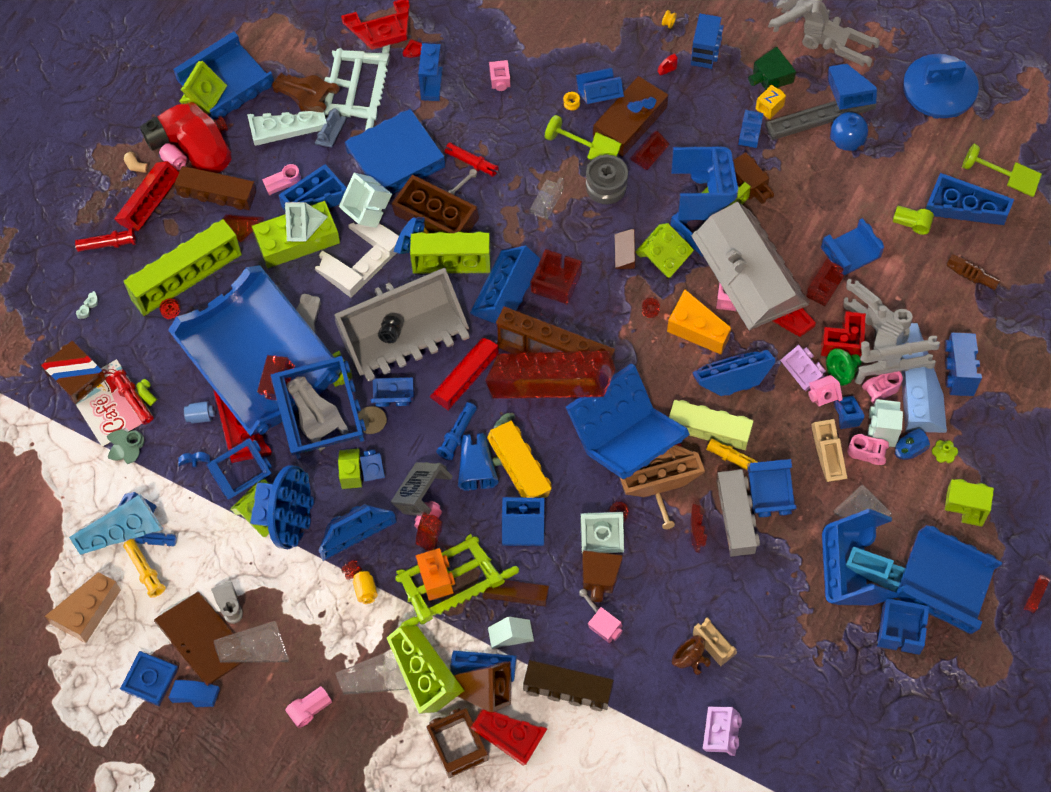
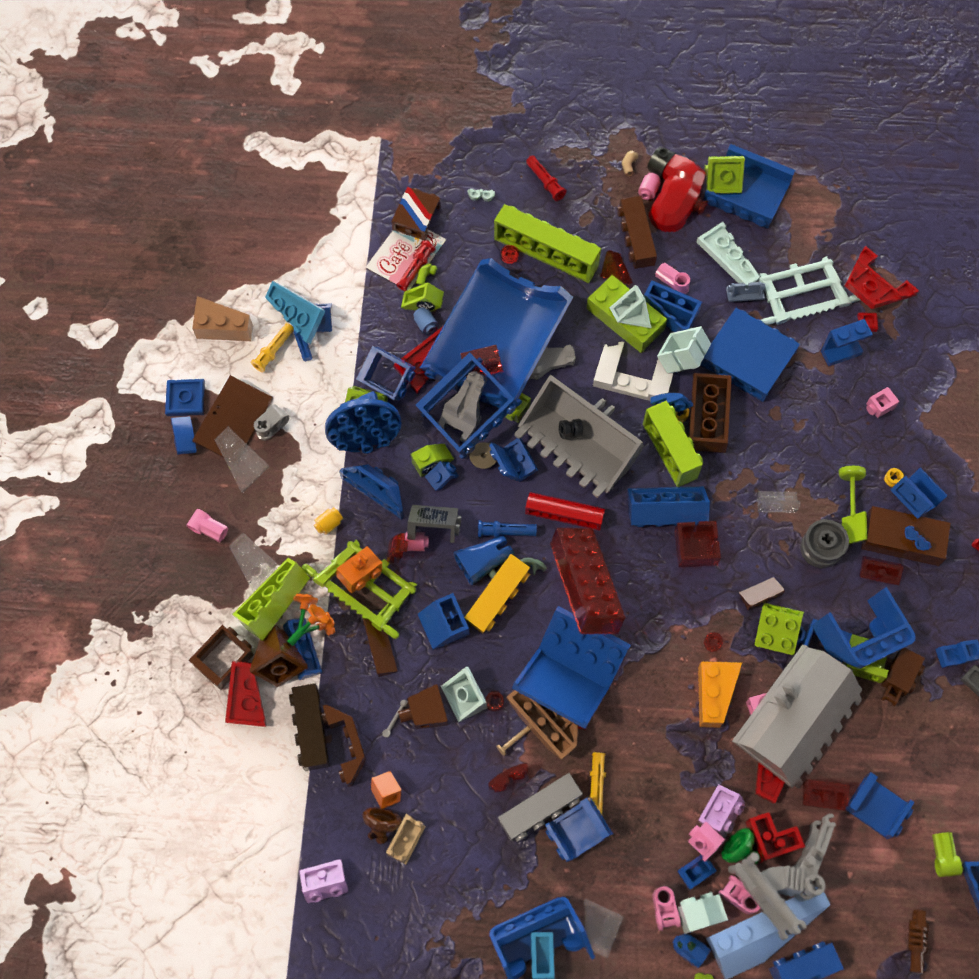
camera: 65 degrees right, 5 degrees up
(122, 445) = (369, 282): sand green plate -> none
(147, 196) = (602, 186): red brick -> none
(172, 405) = (423, 296): none -> lime slope
(189, 457) = (382, 332): blue piece -> none
(306, 91) = (771, 254): reddish brown animal -> none
(351, 569) = (339, 503): clear red bush -> none
(471, 629) = (317, 615): none -> orange plant
(472, 173) = (769, 427): light grey hinge -> none
(479, 163) = (780, 426): red pin -> none
(510, 632) = (340, 658): light aqua slope -> none
(529, 335) = (622, 567): reddish brown window -> none
(605, 625) = (378, 735): bright pink brick -> none
(608, 650) = (334, 719): none -> reddish brown slope
(660, 639) = (385, 789): none -> orange panel
(712, 424) = (618, 747): yellowish green brick -> none
(735, 372) = (681, 744): blue wedge -> none
(829, 450) = (646, 870): tan slope -> none

